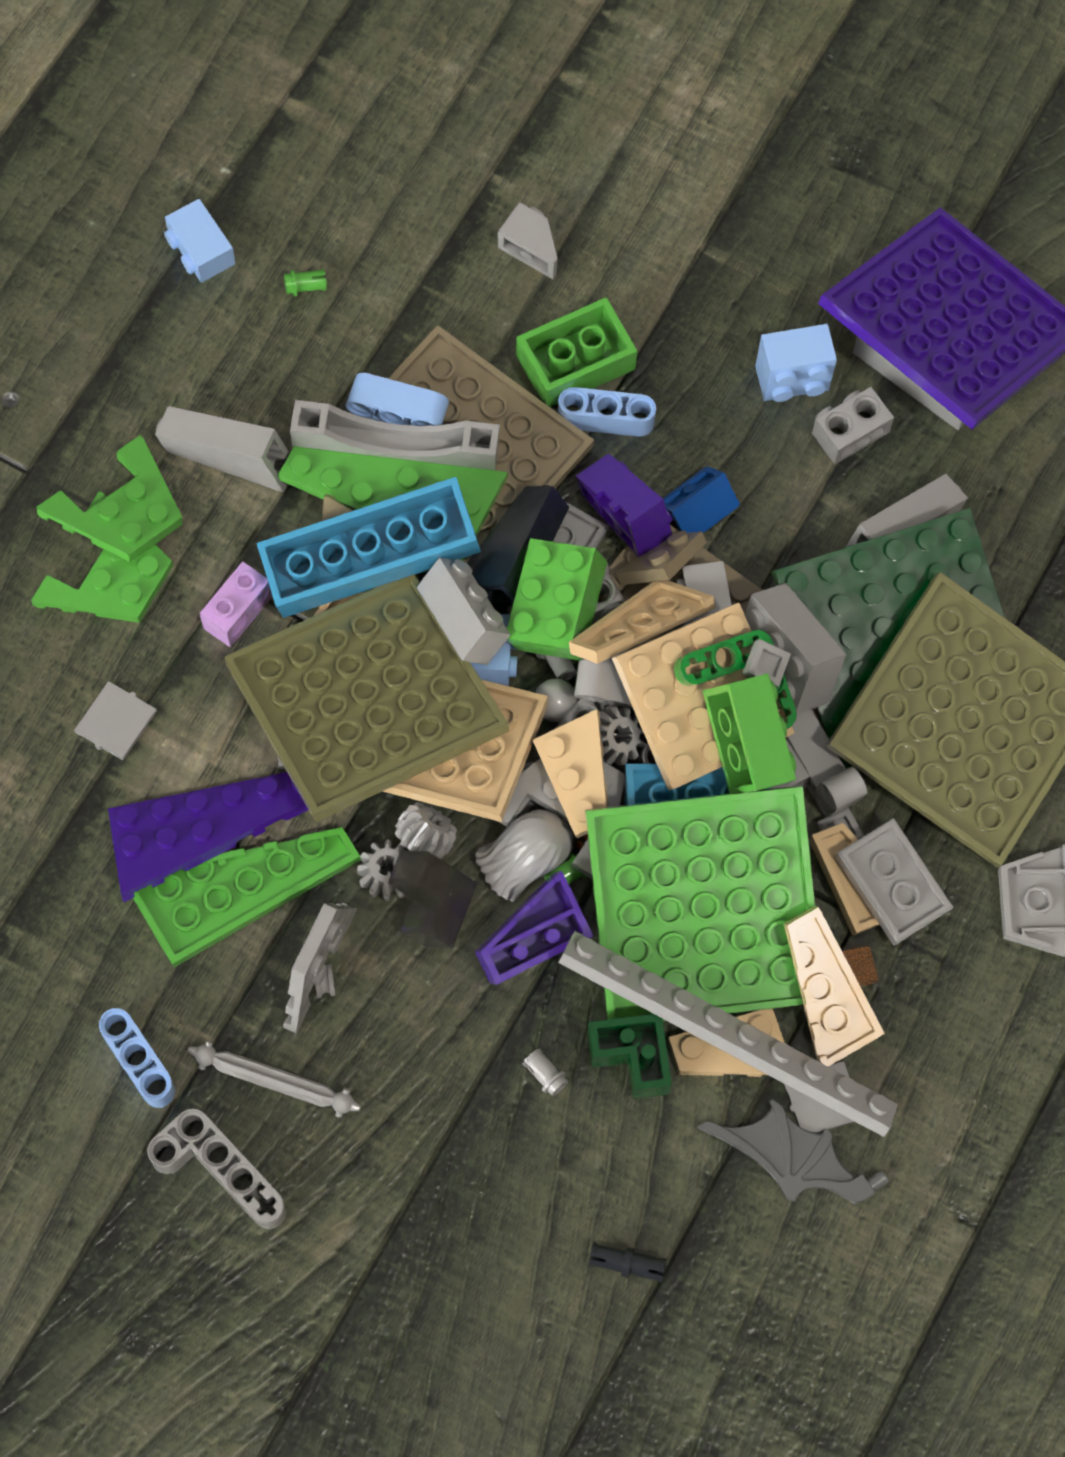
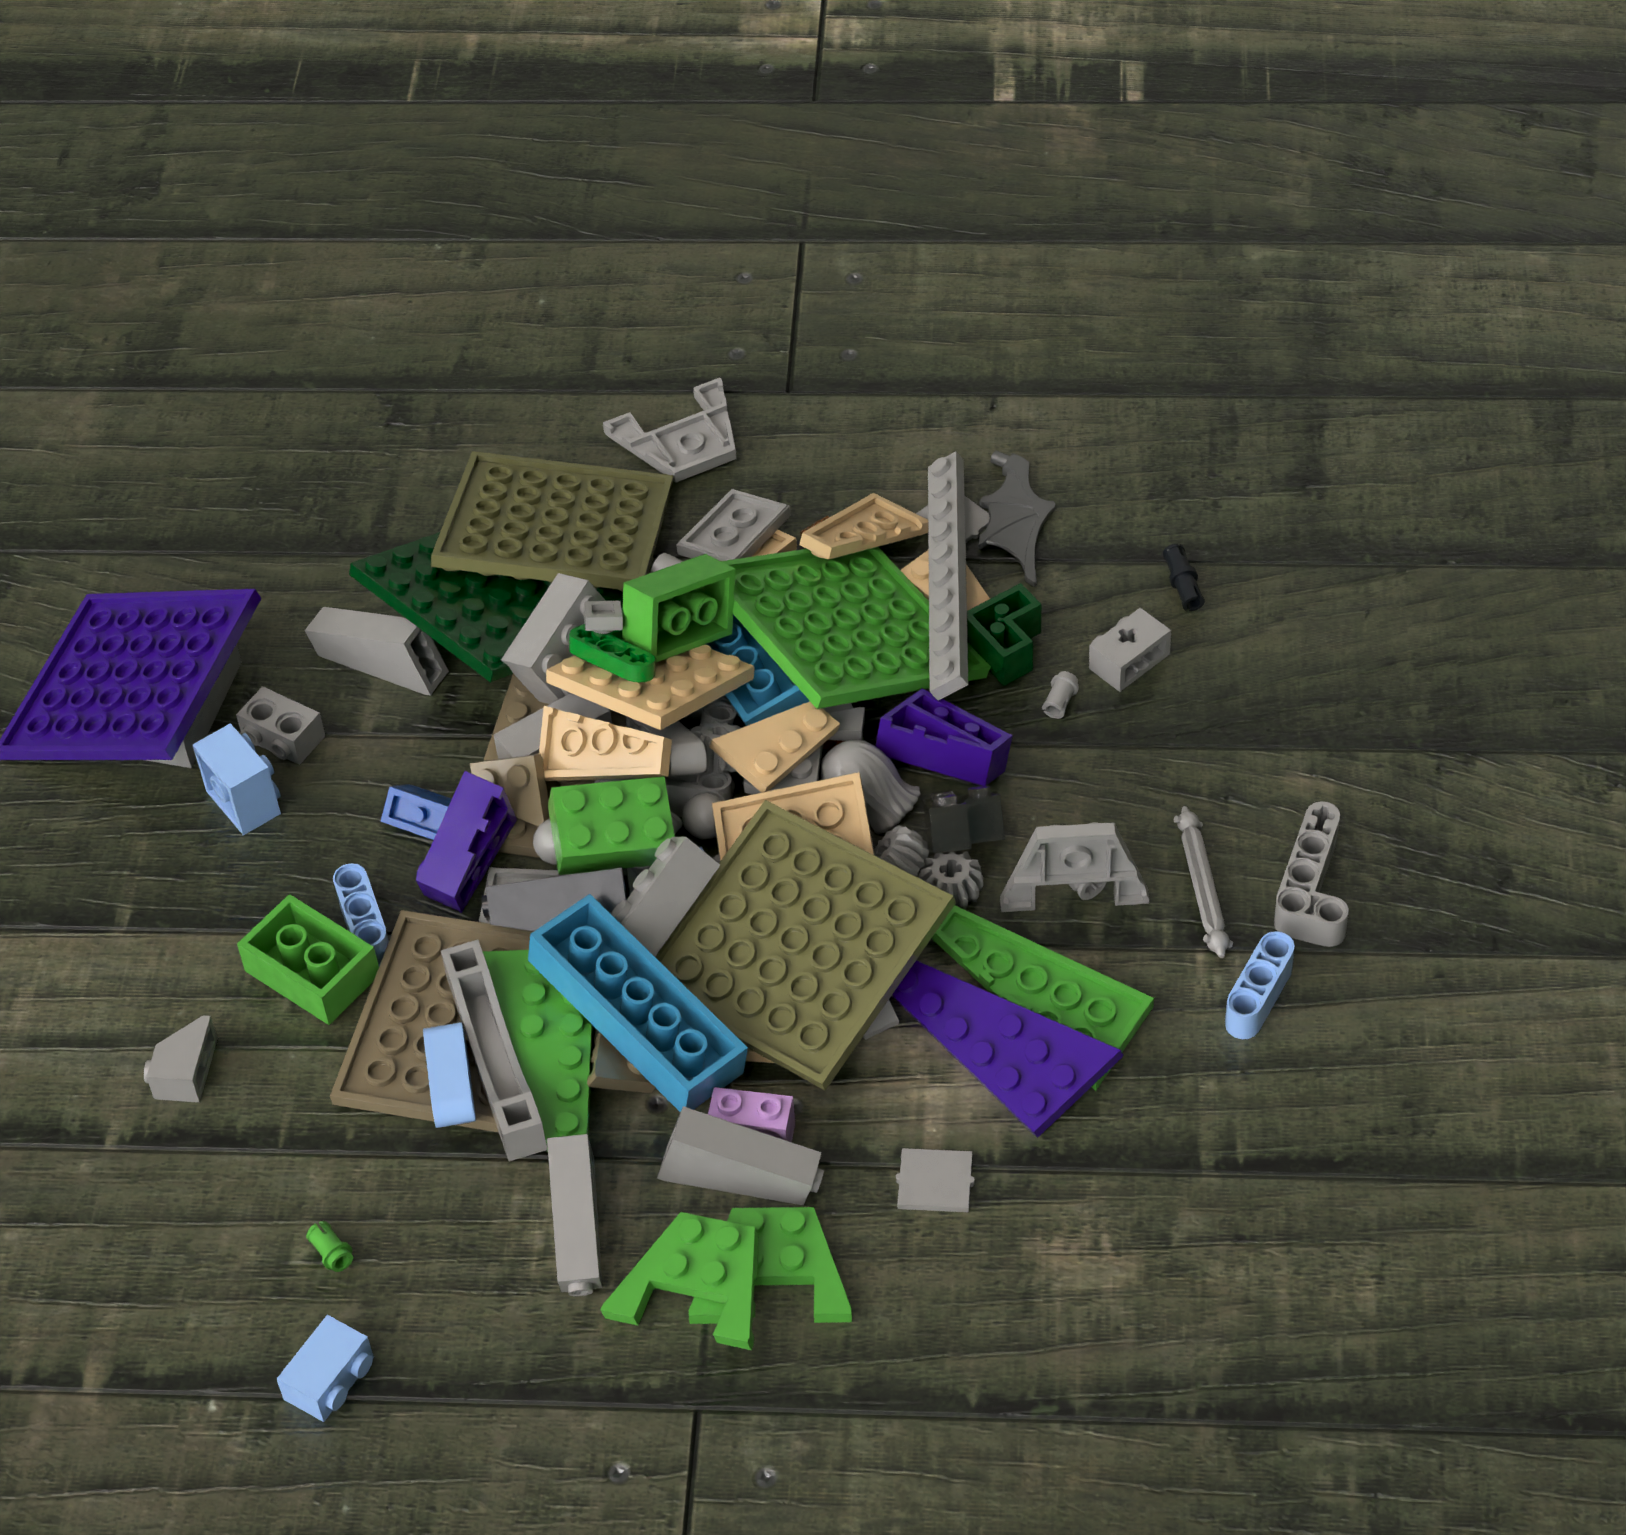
camera: 110 degrees left, 20 degrees down
(200, 577) = (738, 1160): none -> light grey slope
(561, 1181) = (1129, 649): none -> light grey brick

